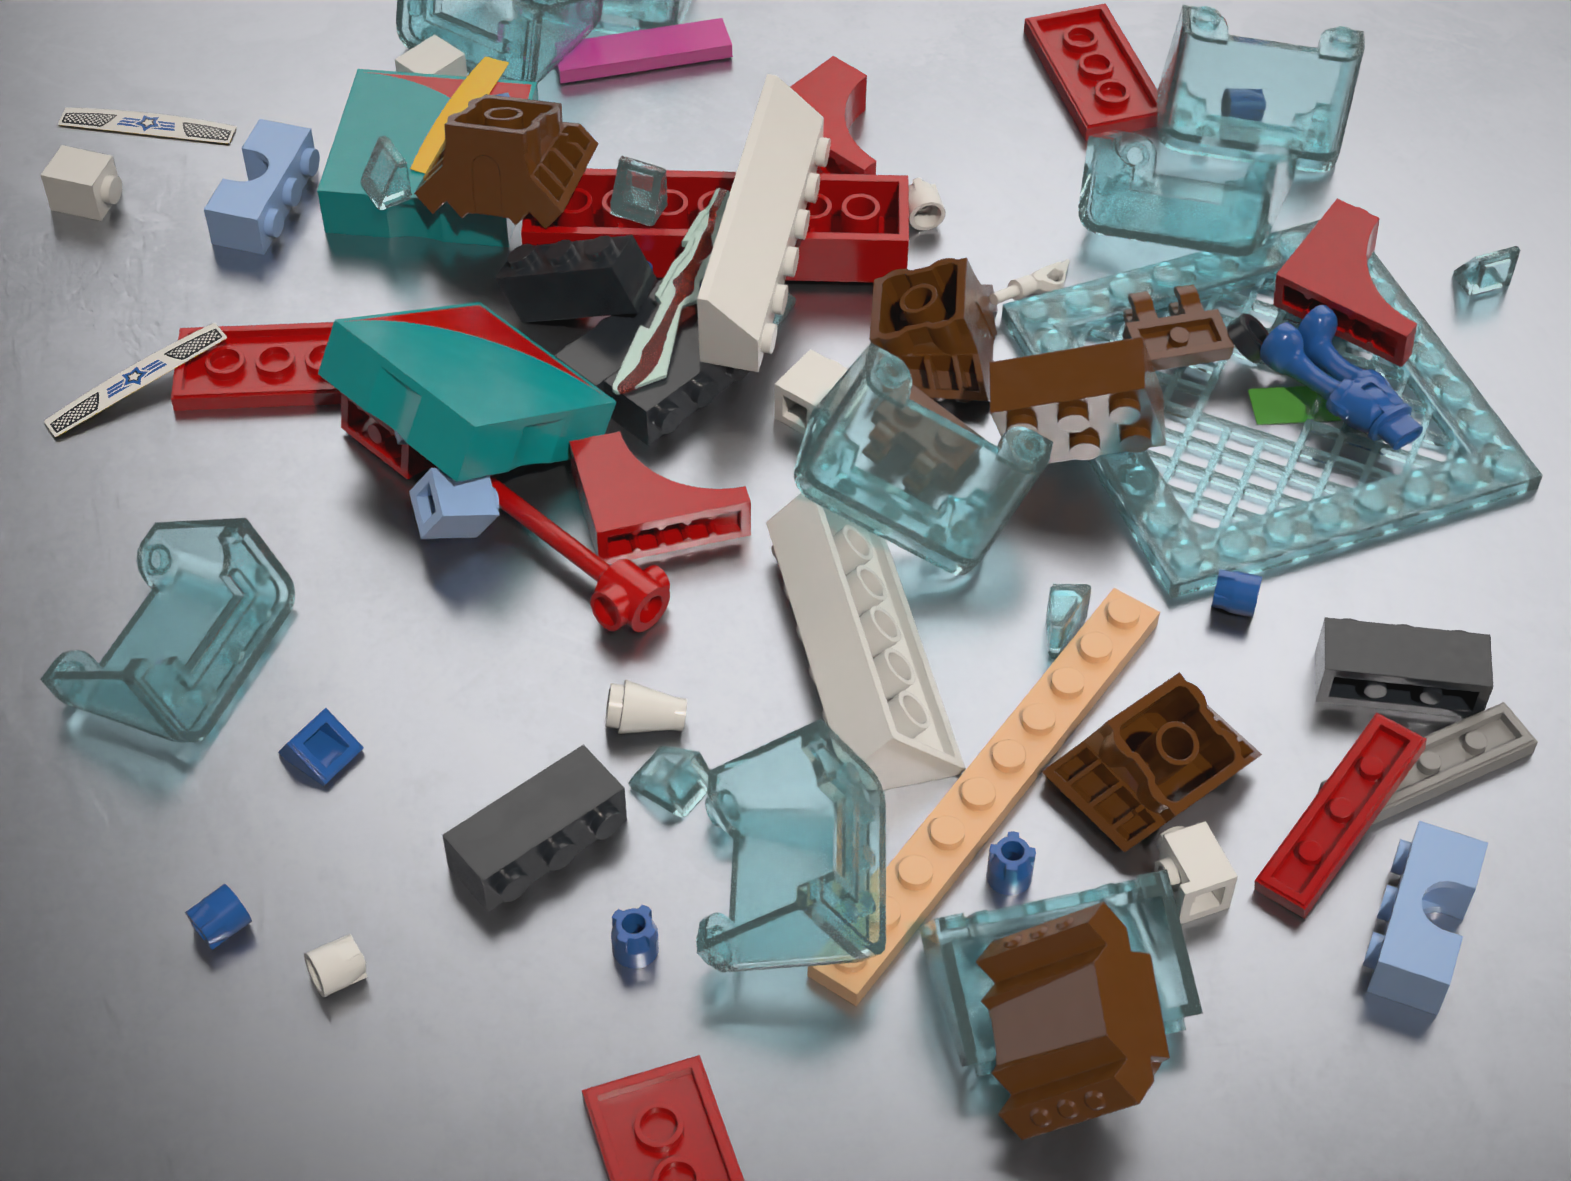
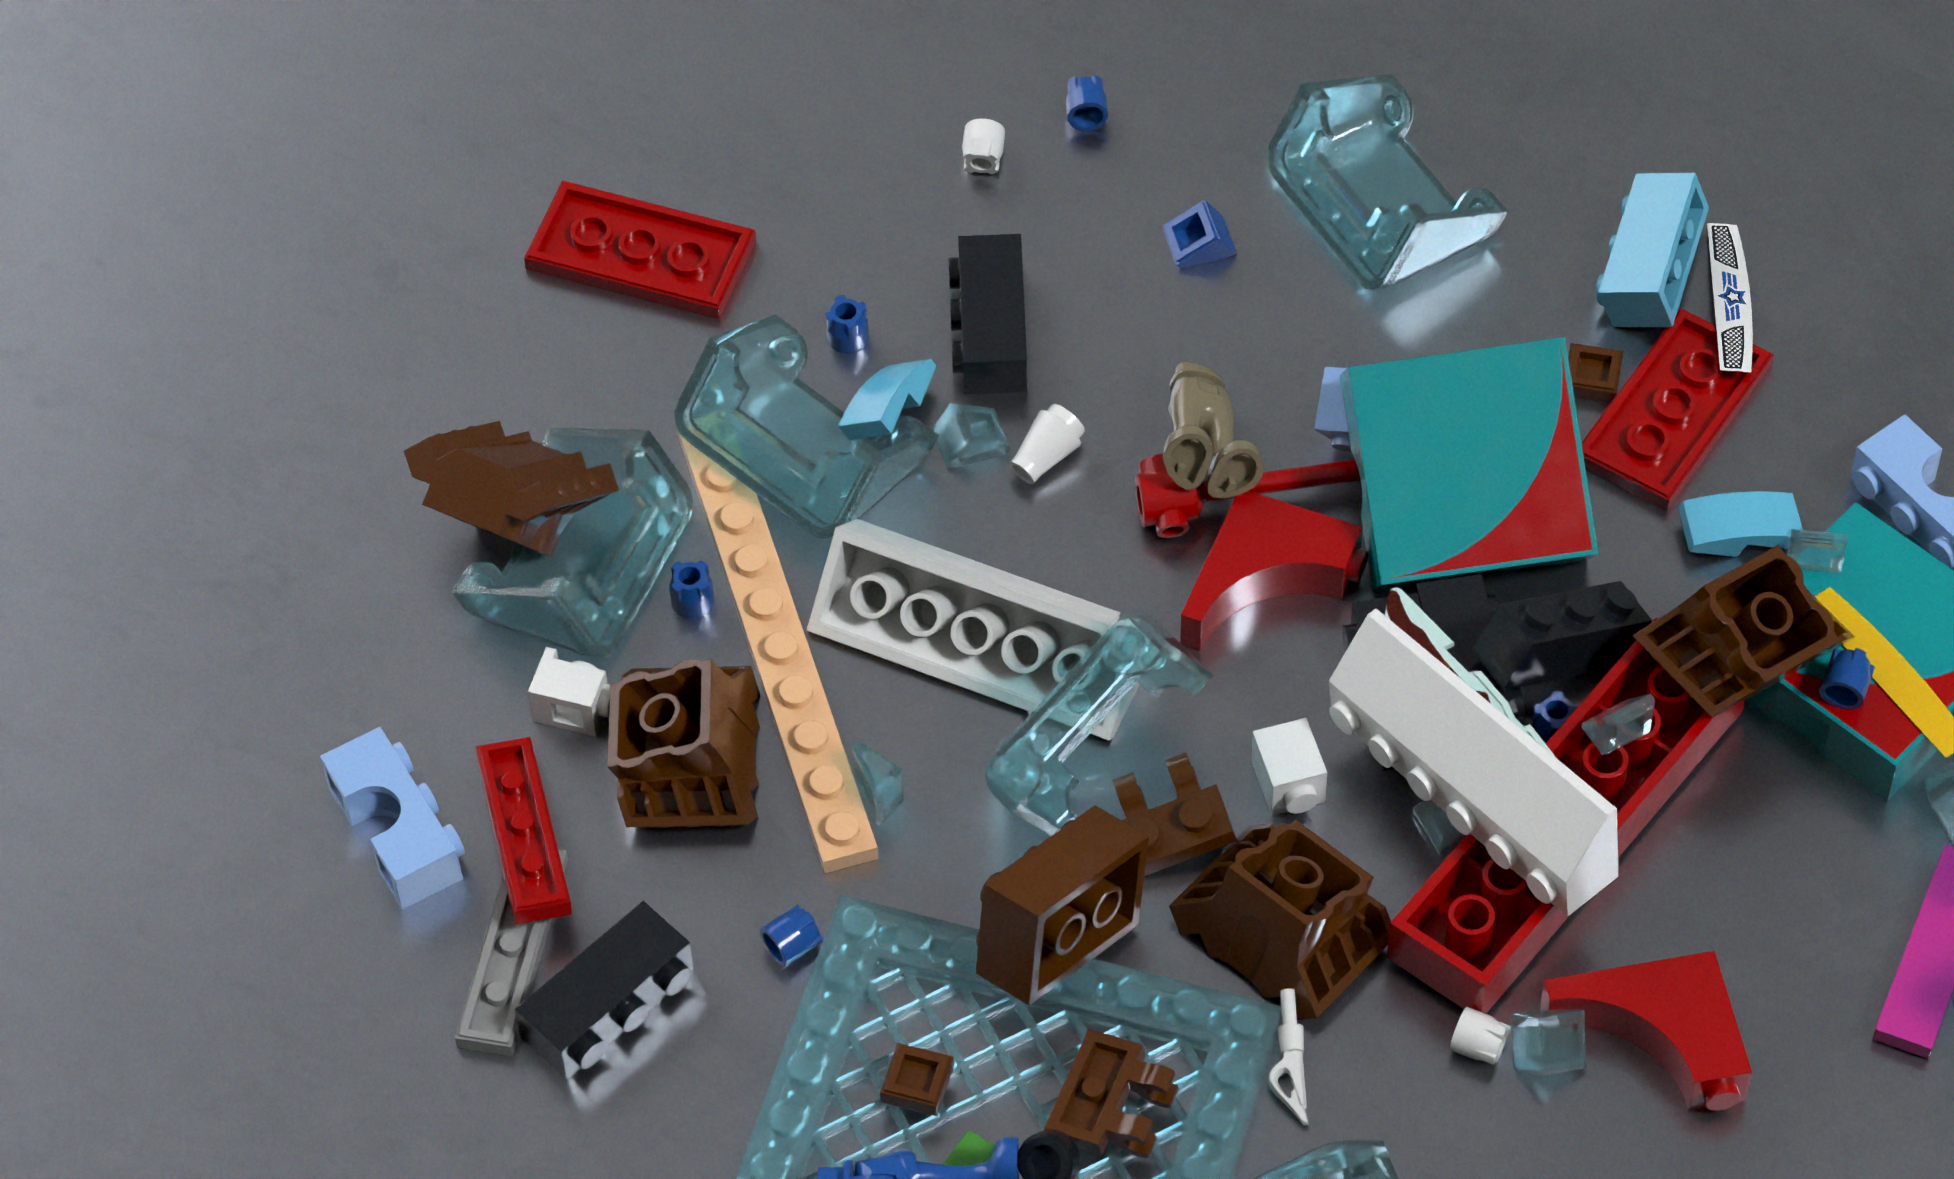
camera: 130 degrees right, 5 degrees up
(126, 427) = (1652, 250): none -> medium azure brick
(276, 425) = (1594, 372): none -> reddish brown tile
(366, 273) = (1732, 520): none -> medium azure slope
(543, 598) = (1205, 436): none -> dark tan piece
(695, 841) = (883, 396): none -> medium azure slope
(898, 164) = (1549, 1041): none -> clear light blue slope
(1268, 444) = (917, 1079): none -> reddish brown tile

